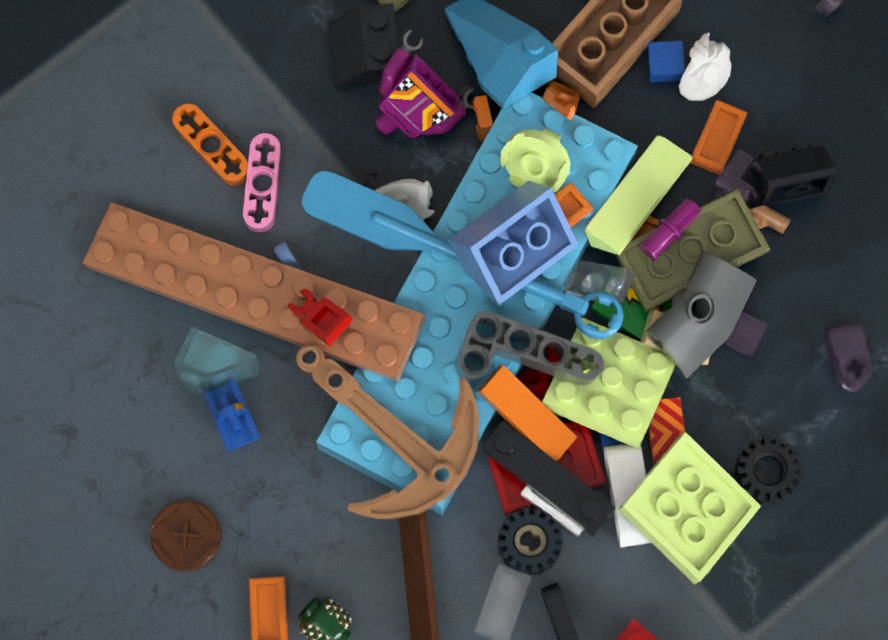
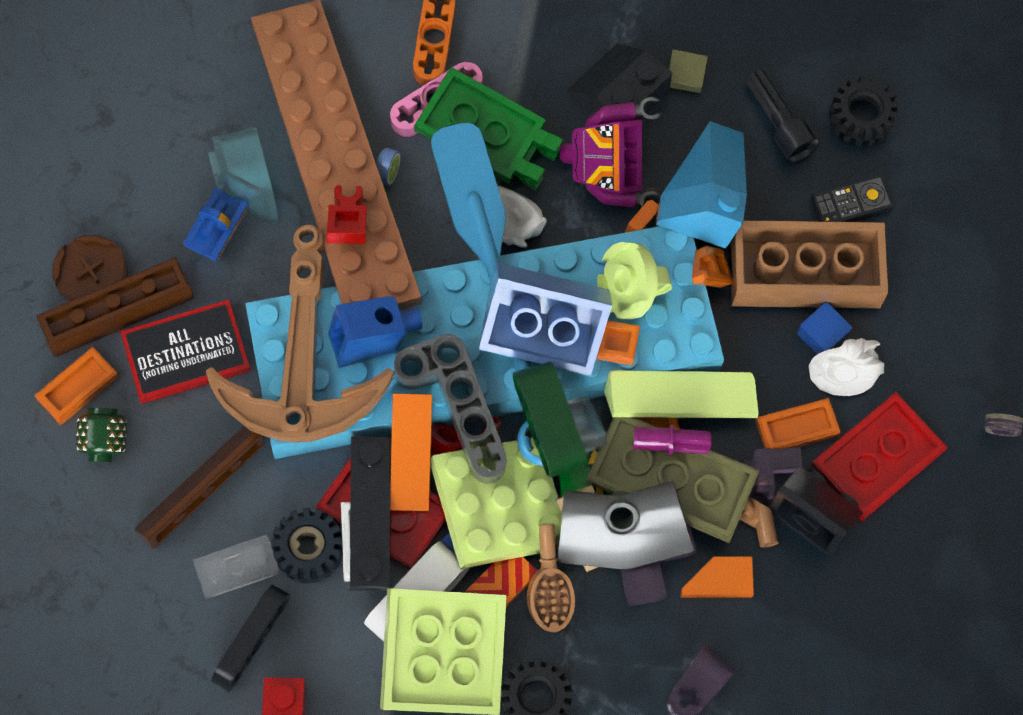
camera: 45 degrees right, 5 degrees down
(231, 538) = (115, 307): none -> reddish brown slope
(307, 515) = (179, 349): none -> black tile
(337, 149) = (507, 128): none -> green tile
(421, 368) = (370, 329): none -> blue torso
(593, 298) = (549, 419): none -> dark green beam
(701, 400) = (550, 590): none -> medium nougat piece
(783, 100) = (879, 455): none -> red tile
(785, 277) = (722, 579): none -> orange tile

